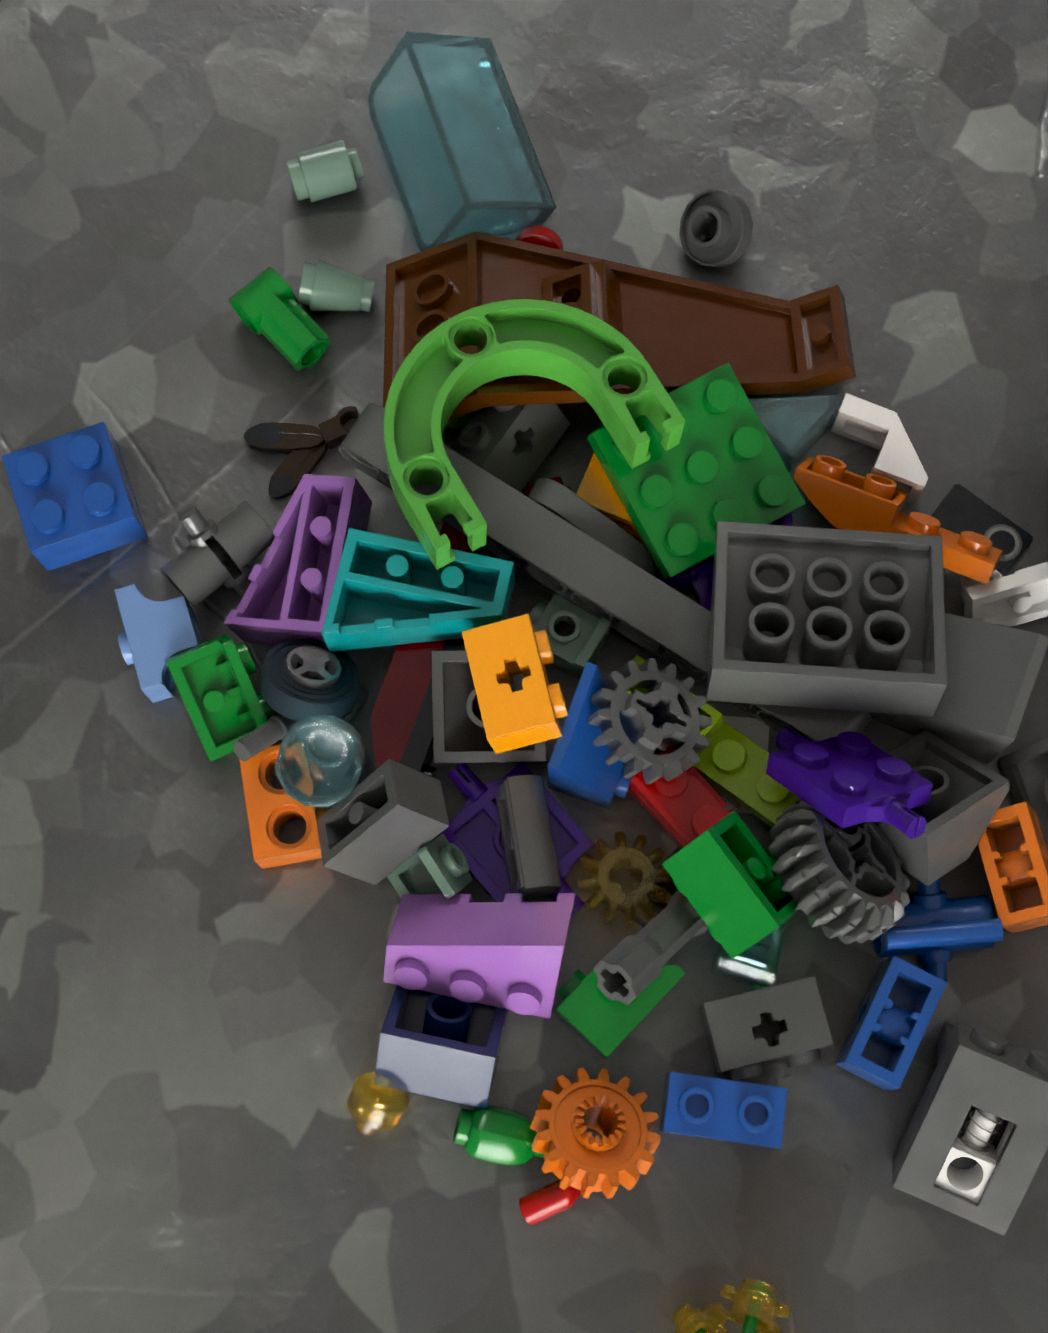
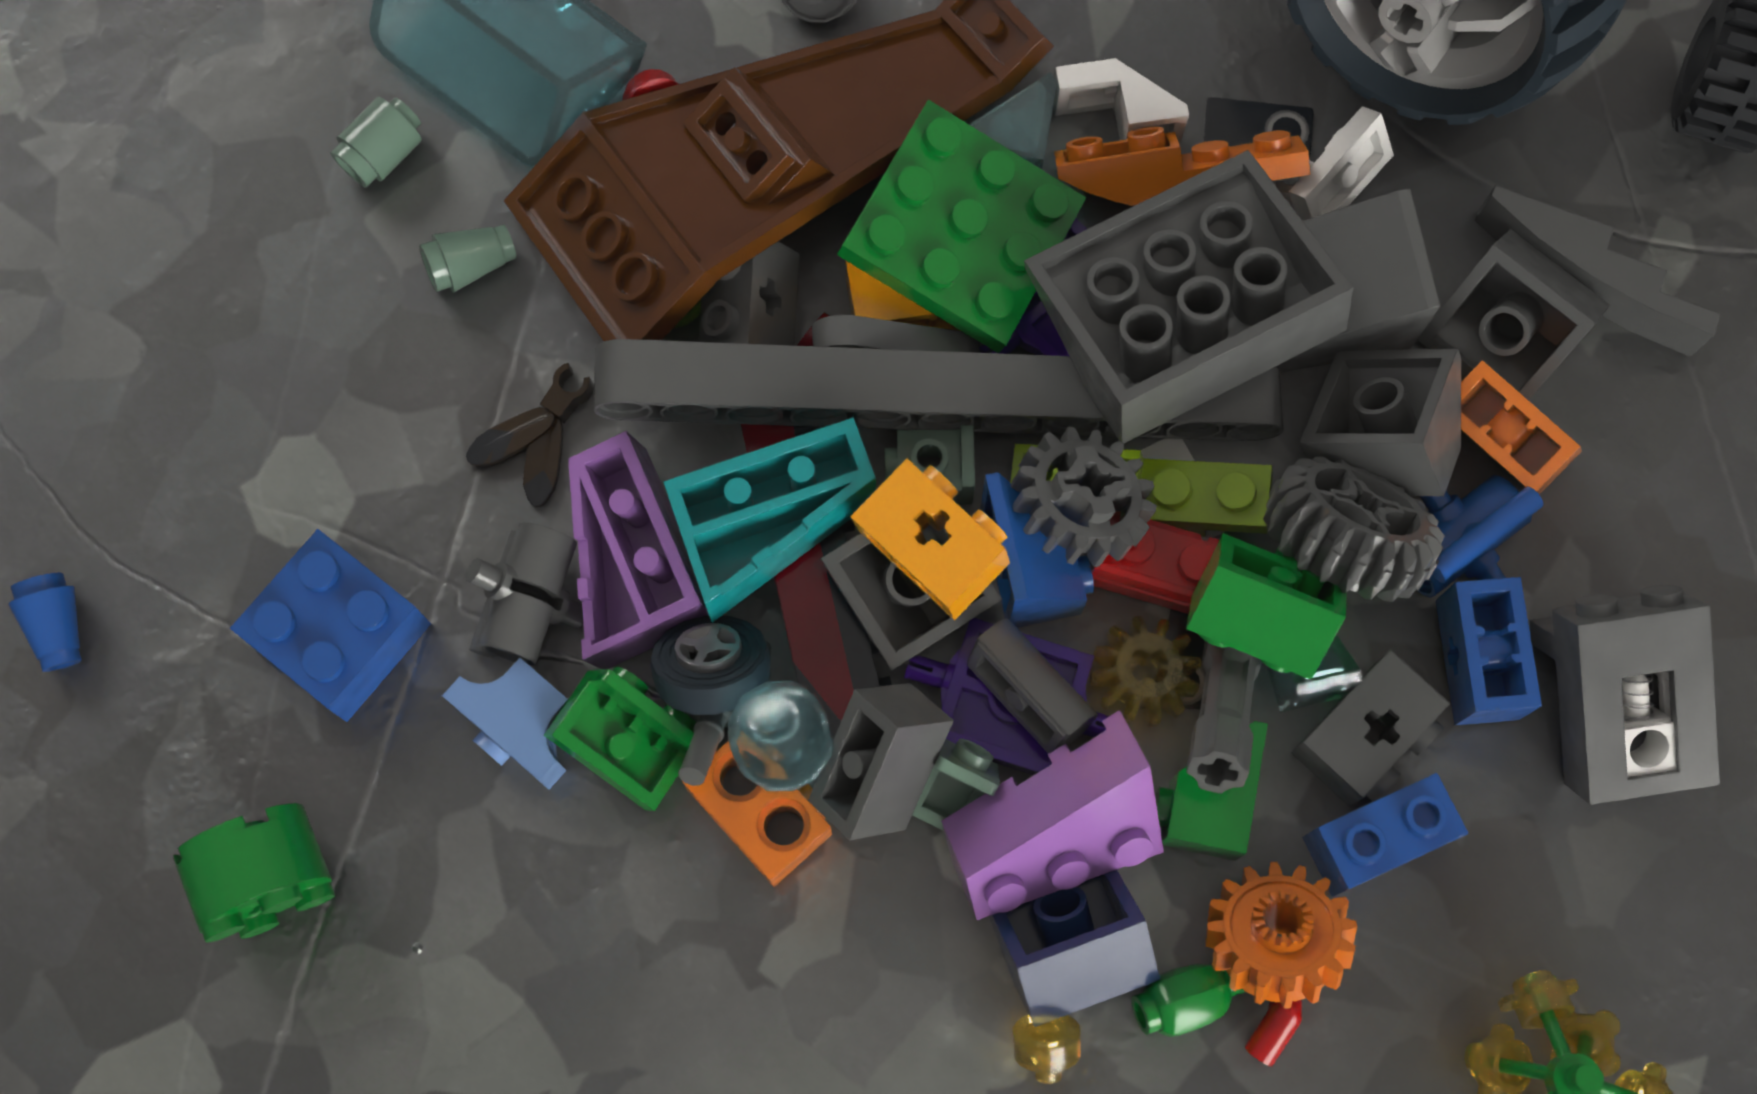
camera: 35 degrees left, 0 degrees up
(272, 309) = (413, 313): green piece -> none
(515, 340) = (711, 193): bright green piece -> none
(850, 780) = (1313, 437): dark purple plate -> none

